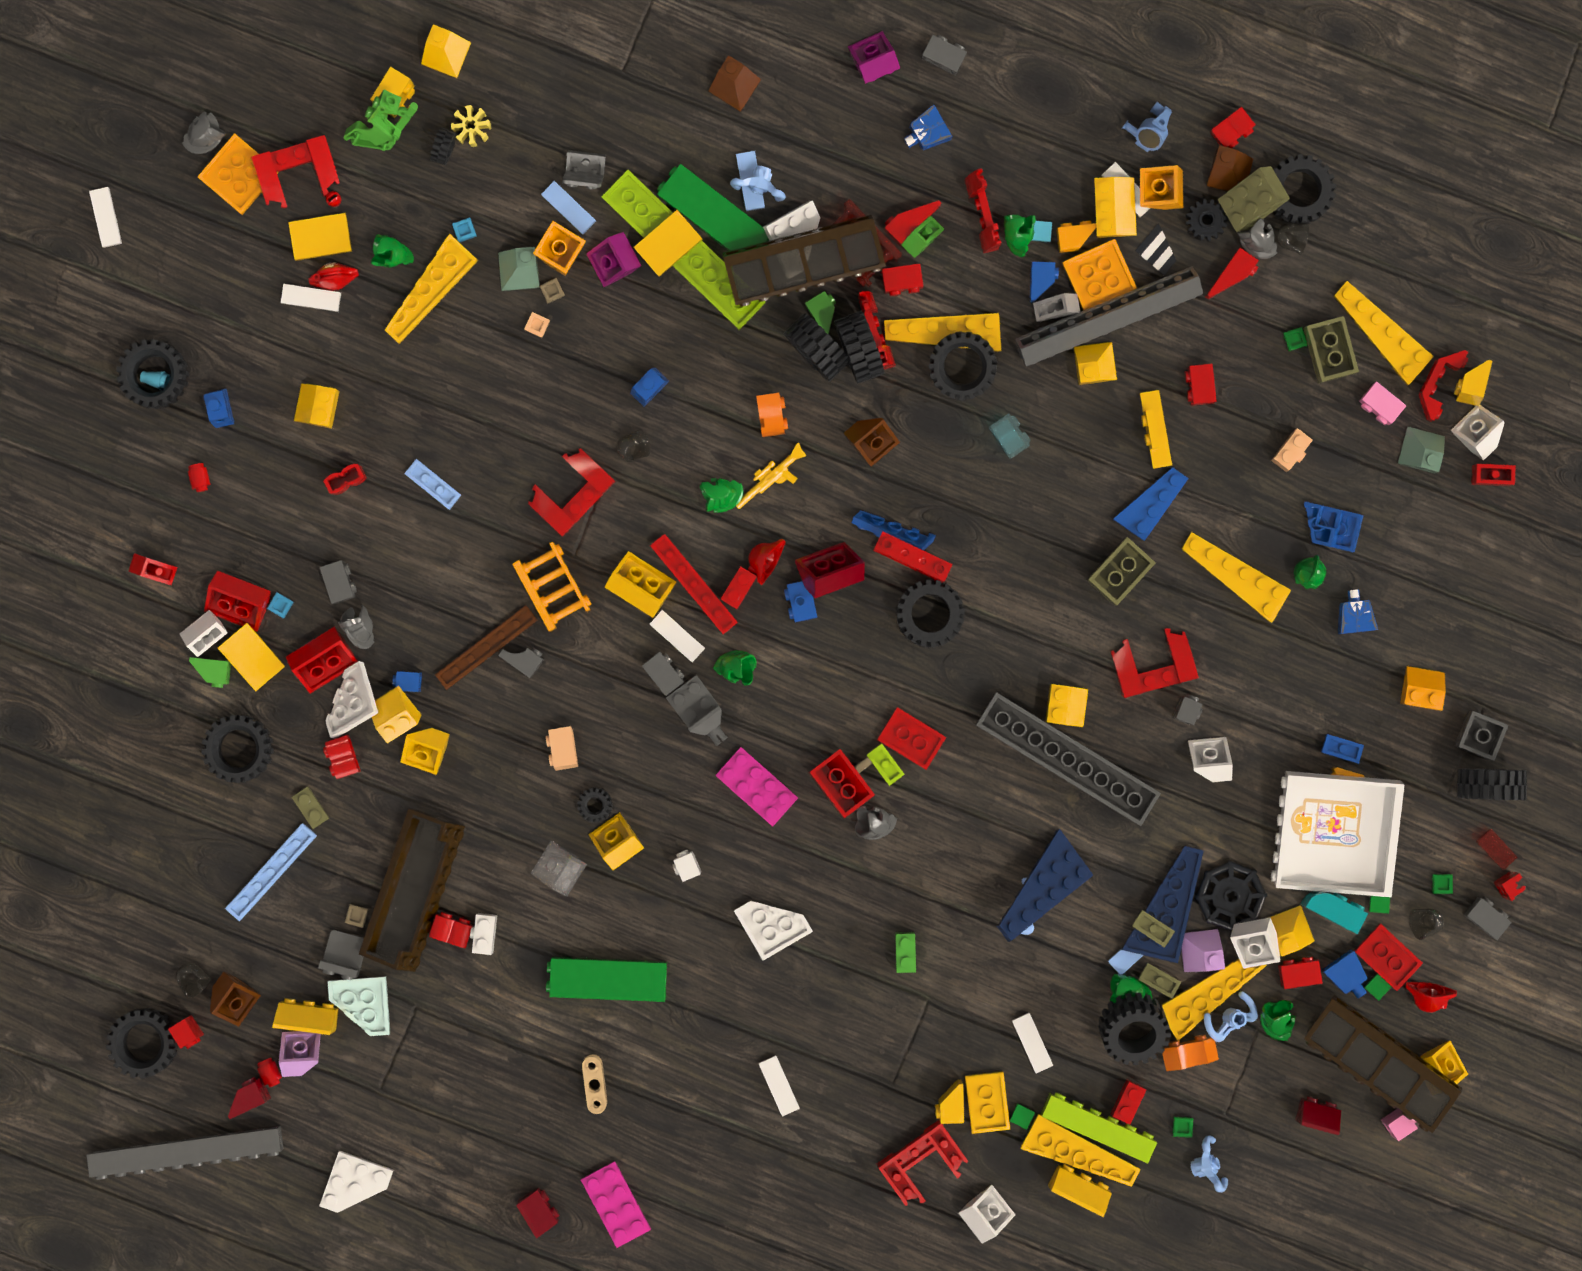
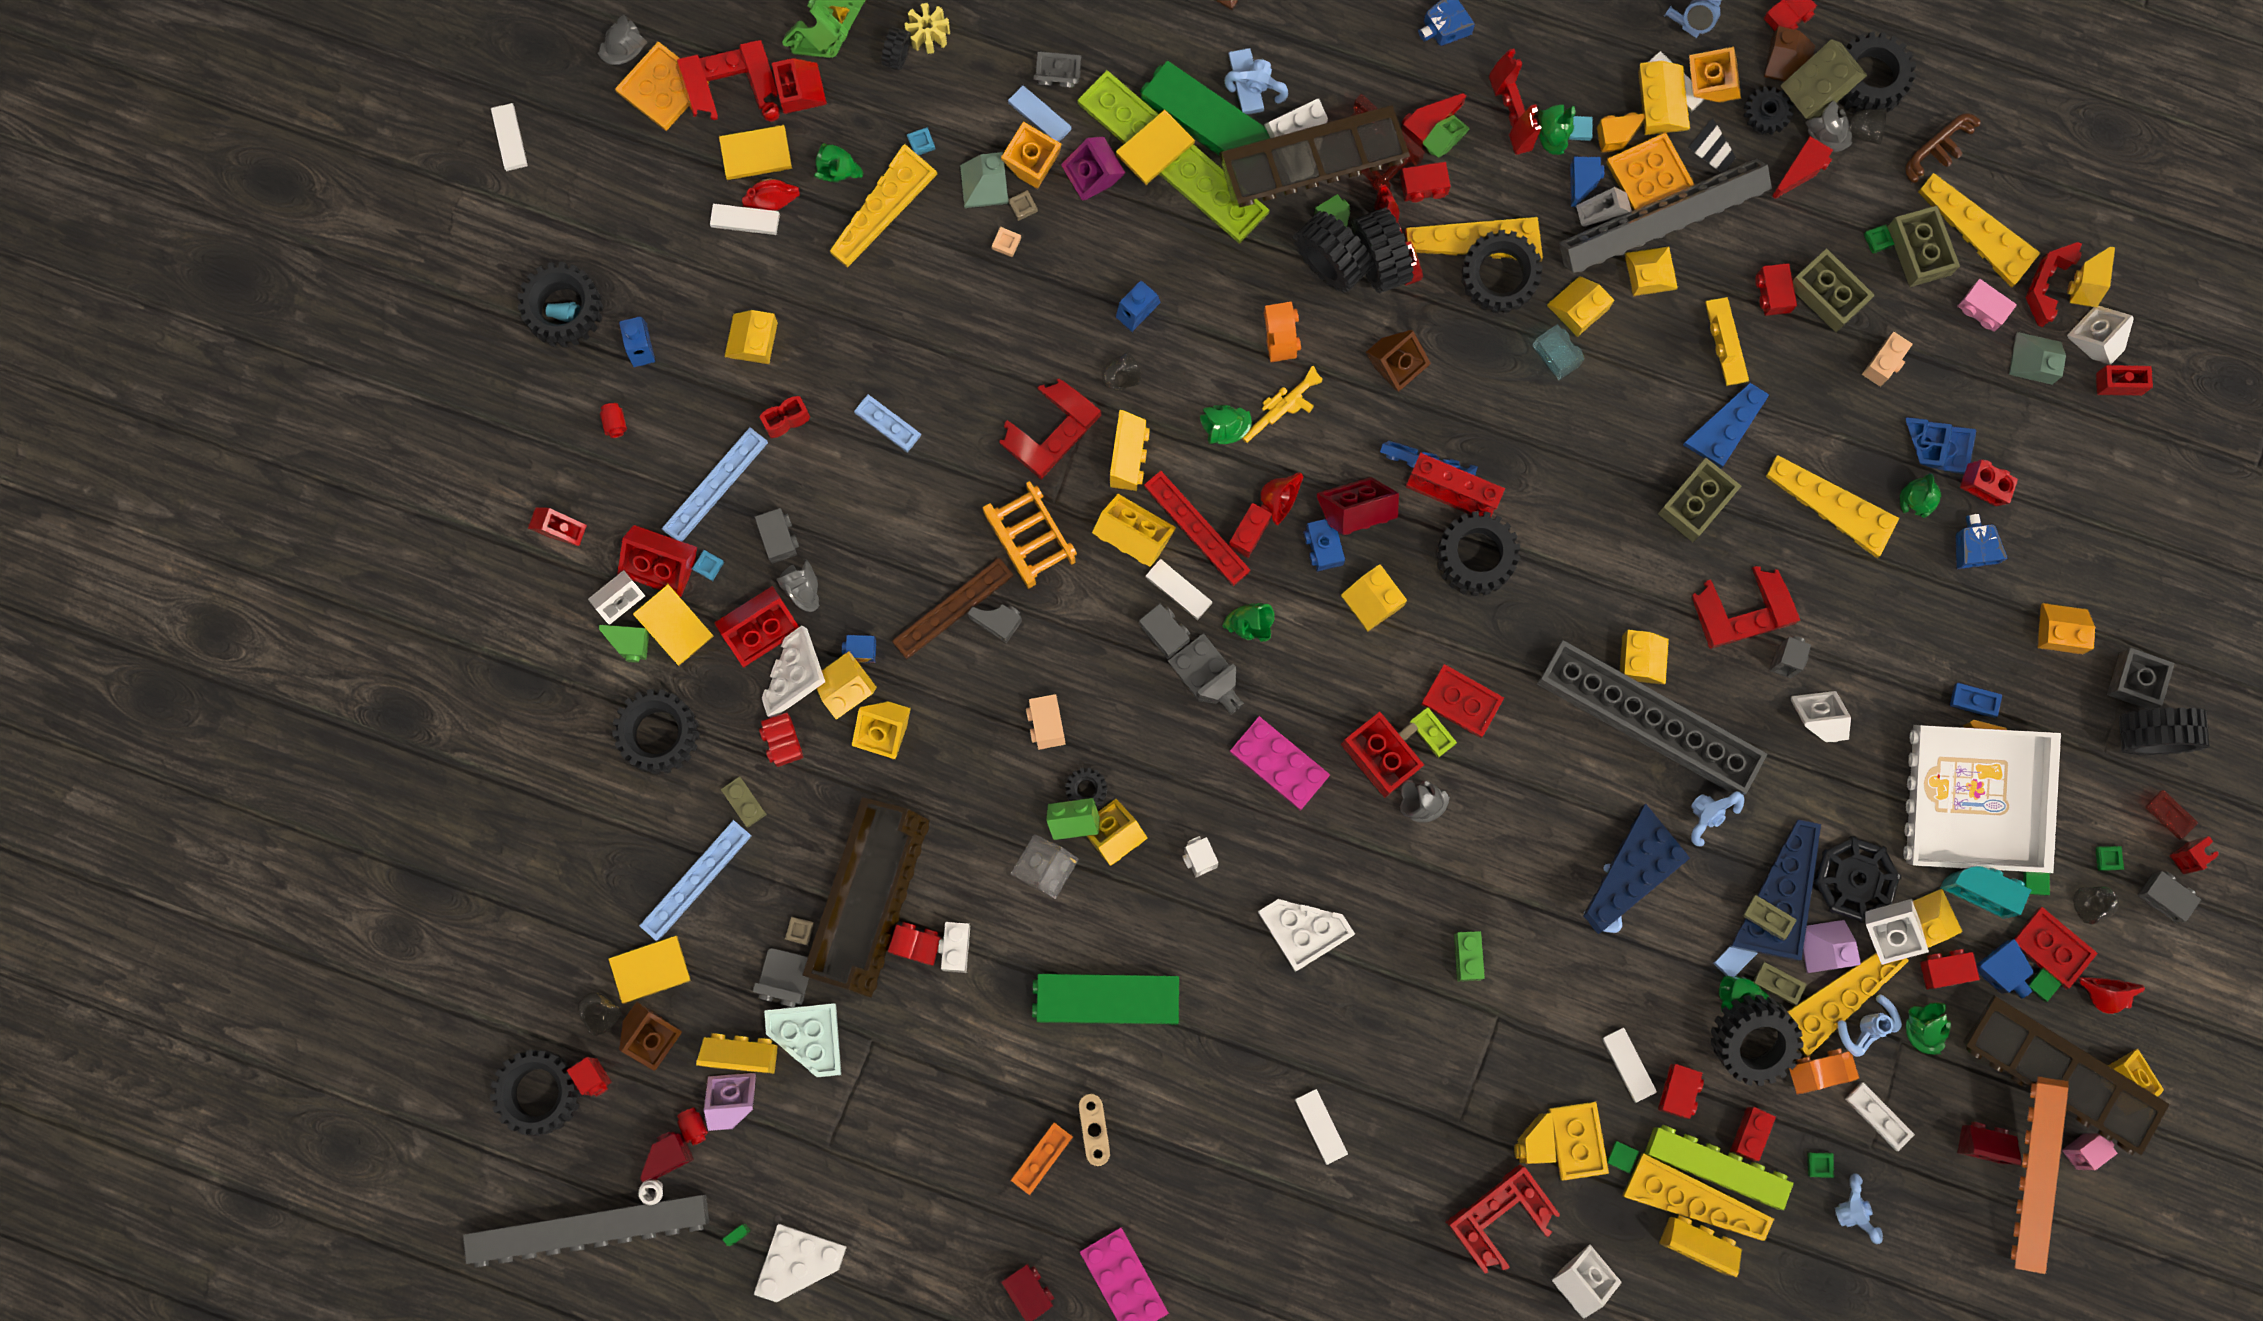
camera: 10 degrees left, 10 degrees down
(233, 944) = (649, 969): none -> yellow tile
(236, 1125) = (647, 1195): none -> white cone
(285, 535) = (715, 485): none -> light blue tile
(305, 1159) = (736, 1235): none -> green tile
(358, 177) = (798, 84): none -> red slope
(551, 1105) = (1041, 1158): none -> orange plate
(582, 831) = (1073, 819): none -> bright green brick
(637, 517) = (1128, 452): none -> yellow slope
(840, 649) = (1374, 598): none -> yellow slope
(1031, 393) = (1581, 304): none -> yellow slope
(1072, 1066) = (1681, 1091): none -> red brick
(1113, 839) = (1712, 813): none -> light blue piece
(1233, 1089) = (1879, 1116): none -> white tile
(1248, 388) = (1831, 290): none -> olive brick
(1347, 257) = (1940, 142): none -> reddish brown piece
(1354, 1143) = (2041, 1174): none -> orange brick
(1368, 564) = (1989, 482): none -> red brick

